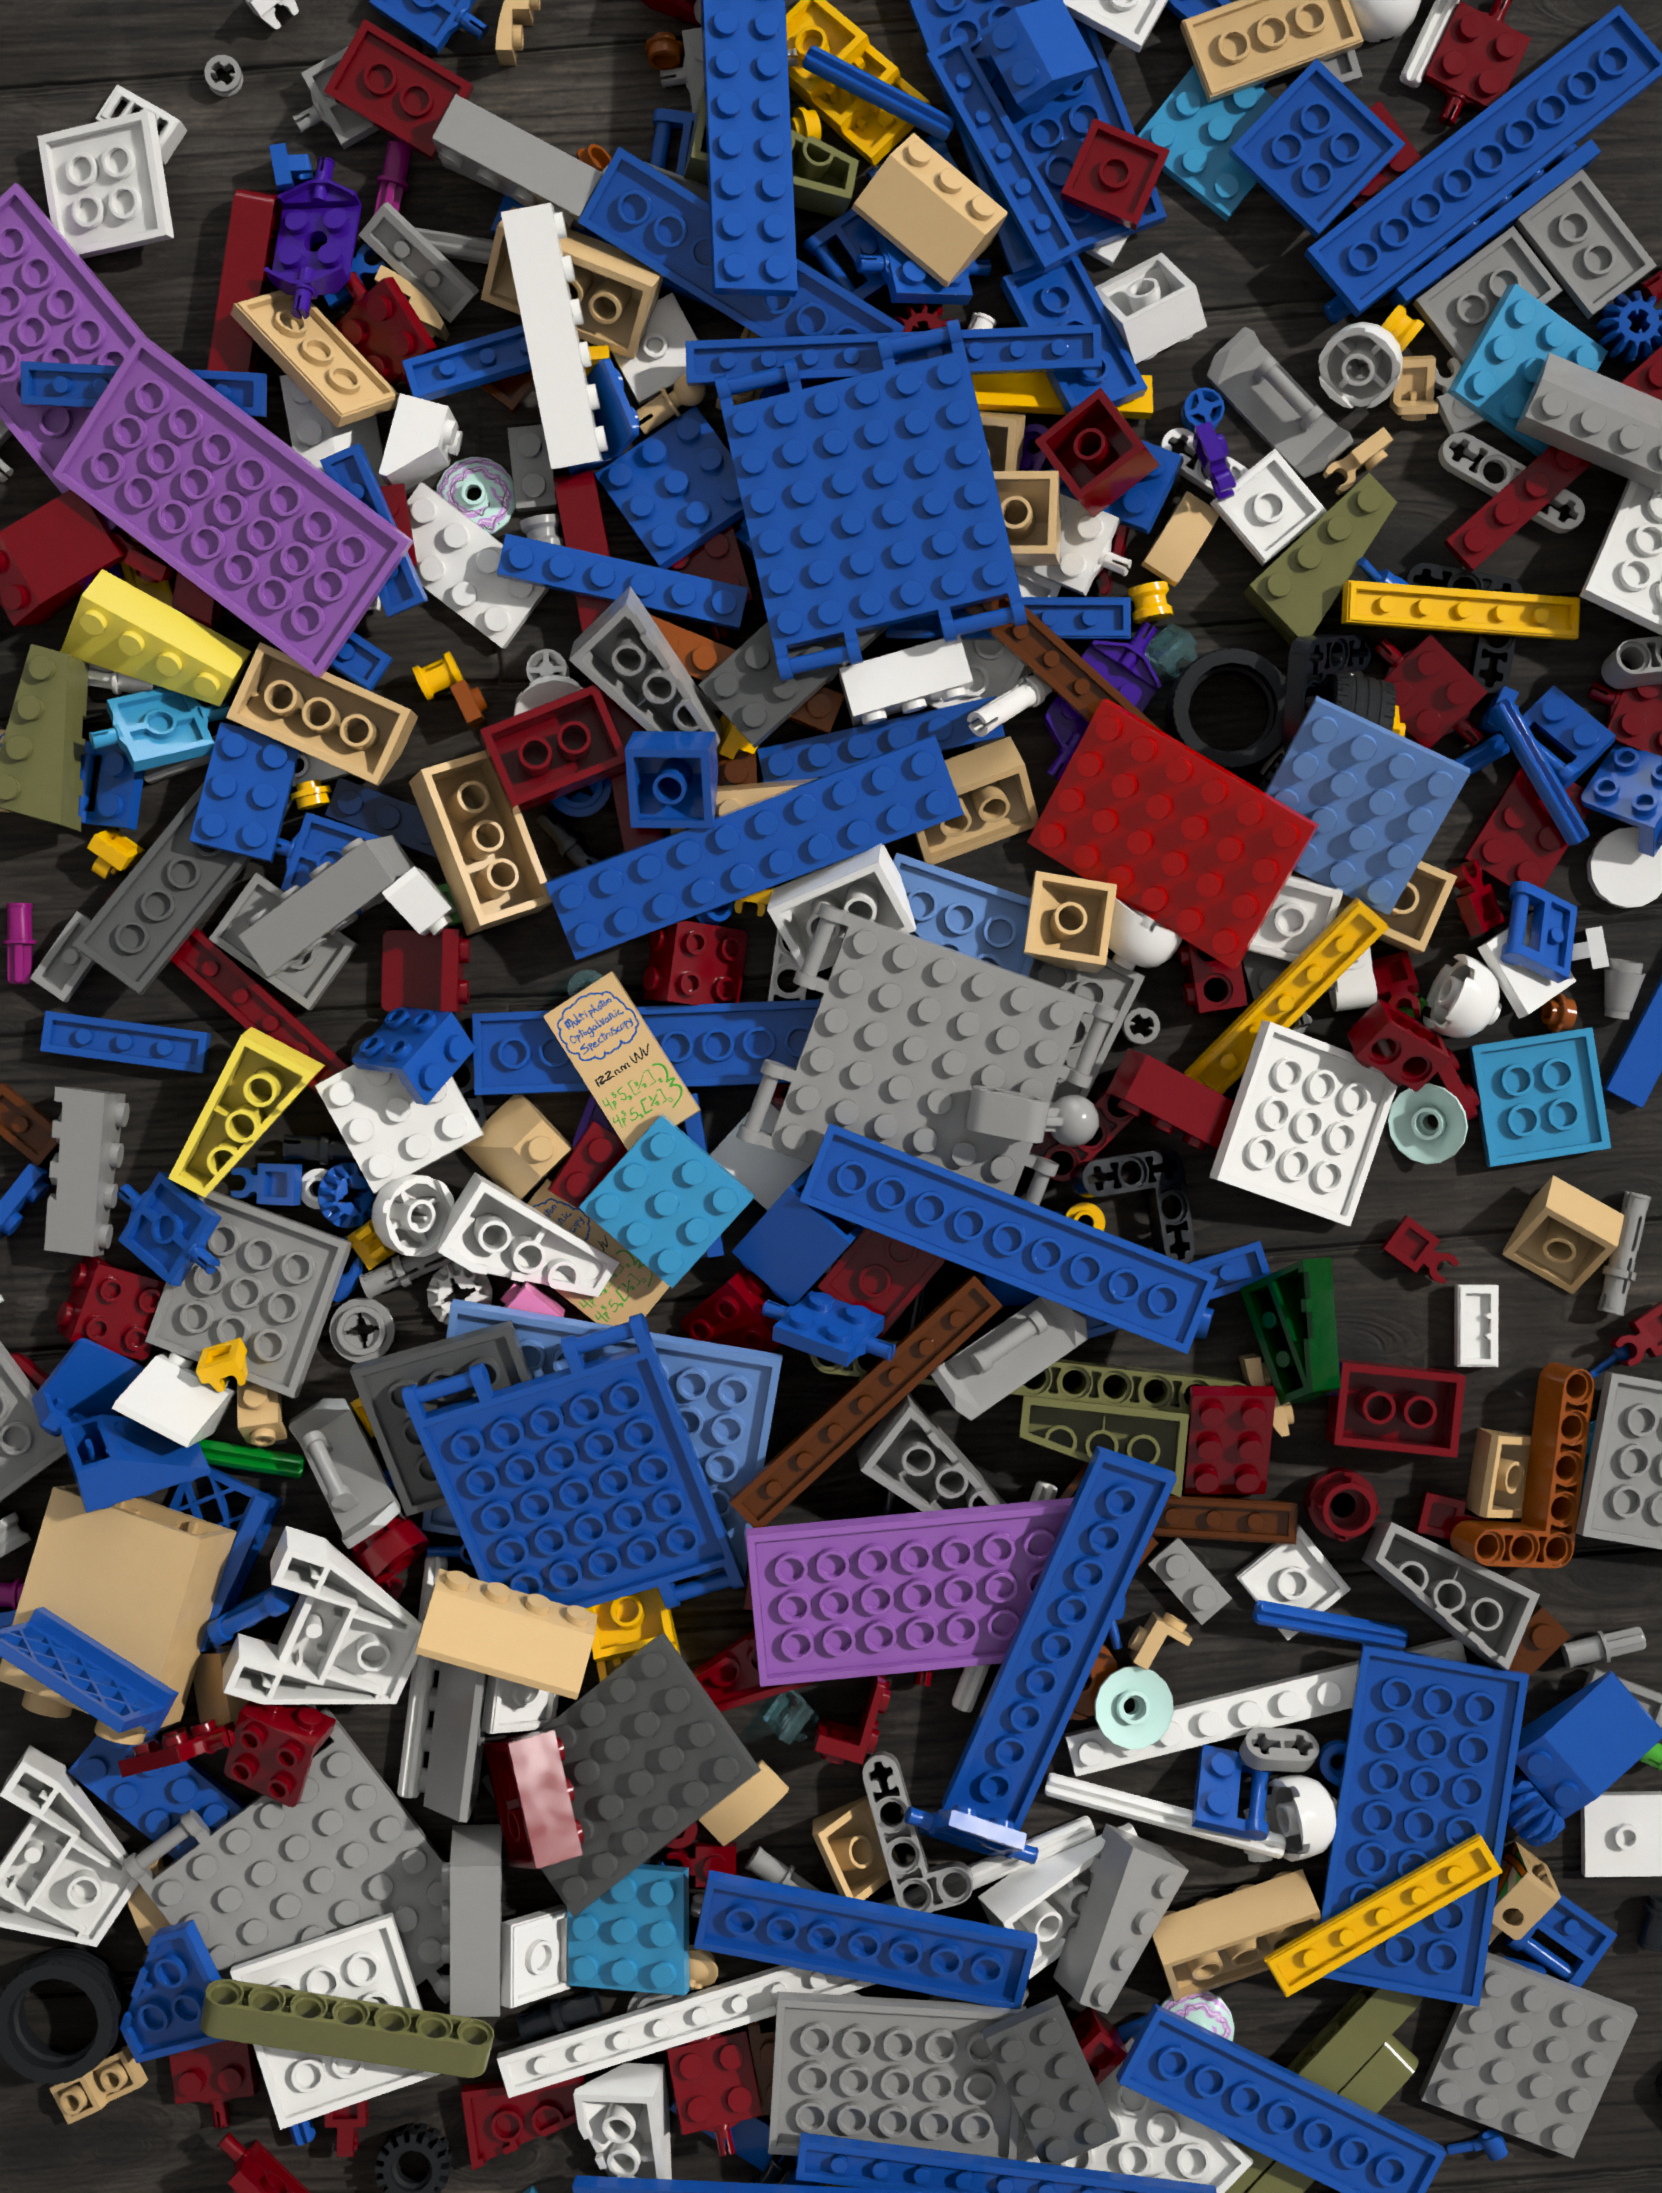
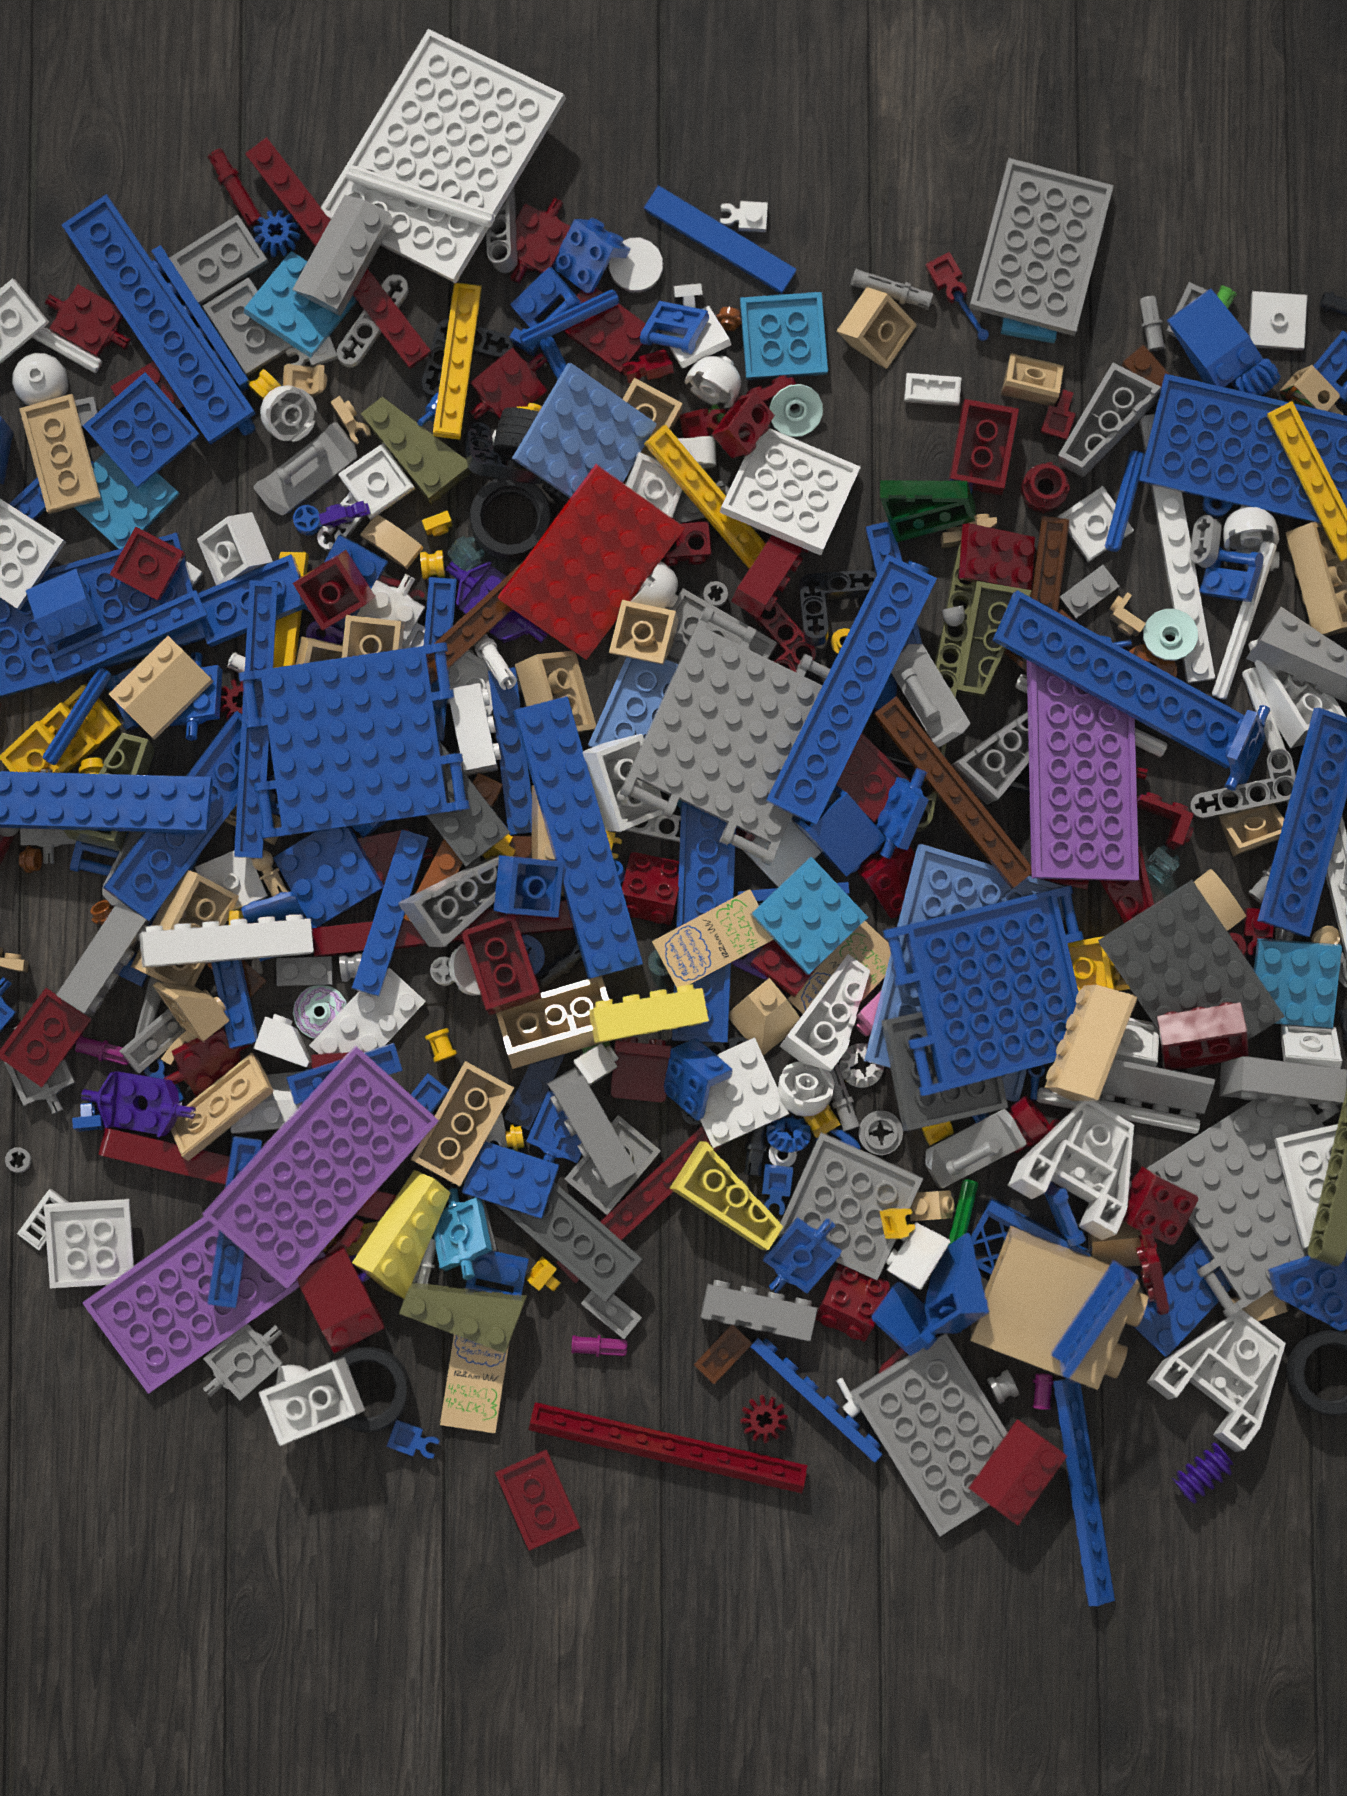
camera: 90 degrees left, 5 degrees down
(125, 1042) = (672, 1278): blue plate -> none
(455, 300) = (193, 1008): none -> tan slope
(470, 702) = (461, 1024): dark orange plate -> none
(493, 972) = (648, 1015): none -> light yellow wedge
(855, 238) = (173, 739): blue plate -> none
(1027, 1117) = (772, 669): light grey beam -> none
(1134, 1383) = (954, 616): none -> light grey hinge
(1211, 604) = (437, 524): none -> yellow plate
(1415, 1247) = (878, 425): dark red plate -> none
(1552, 1481) = (1040, 348): dark orange beam -> none
(1621, 987) = (714, 276): light grey cone -> none

